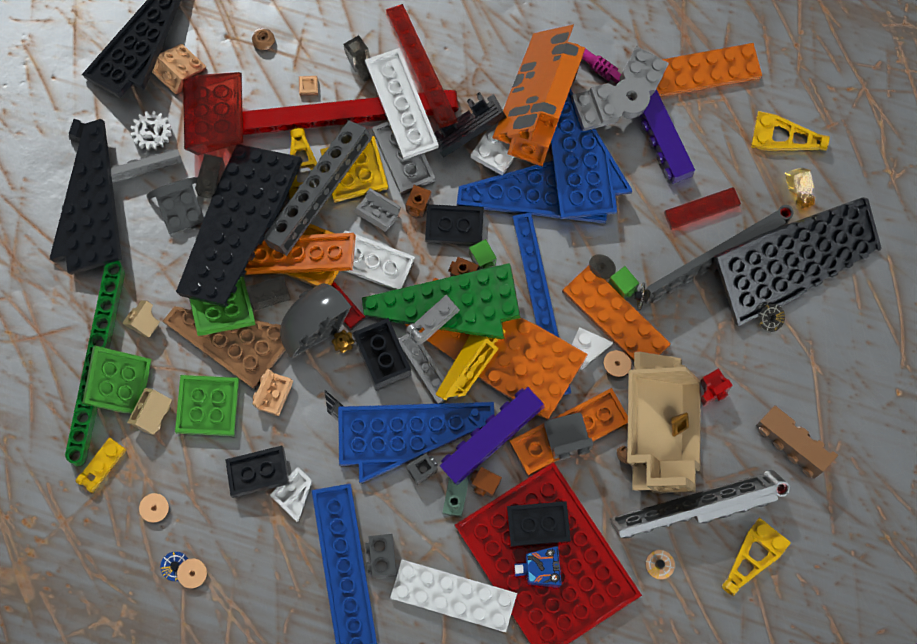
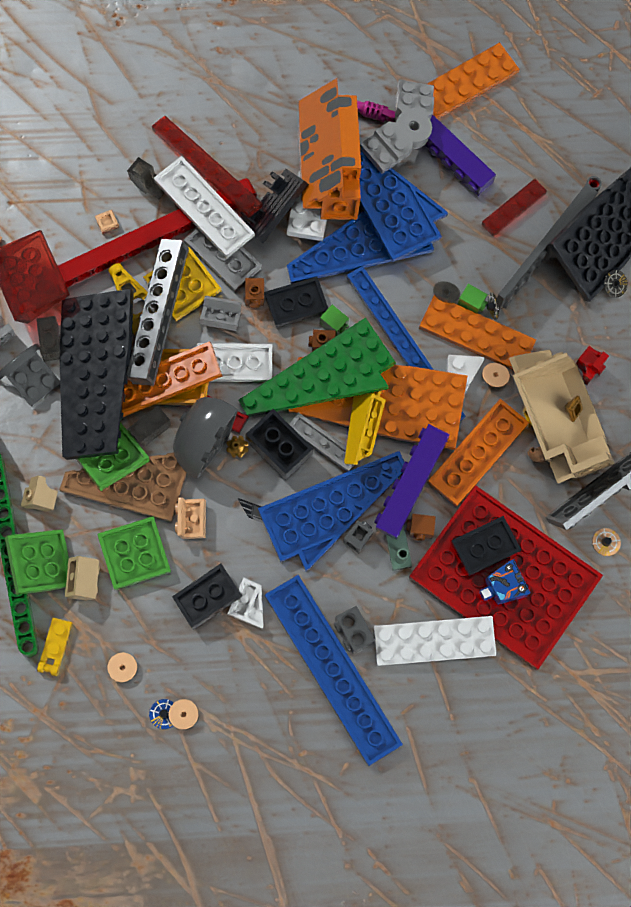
camera: 25 degrees left, 0 degrees up
(265, 43) = (46, 198): medium nougat plate -> none
(432, 320) = (316, 395): light grey plate -> none
(568, 436) = (480, 456): dark grey bracket -> none
(764, 129) = (541, 119): yellow plate -> none
(801, 182) = (594, 153): clear yellow brick -> none

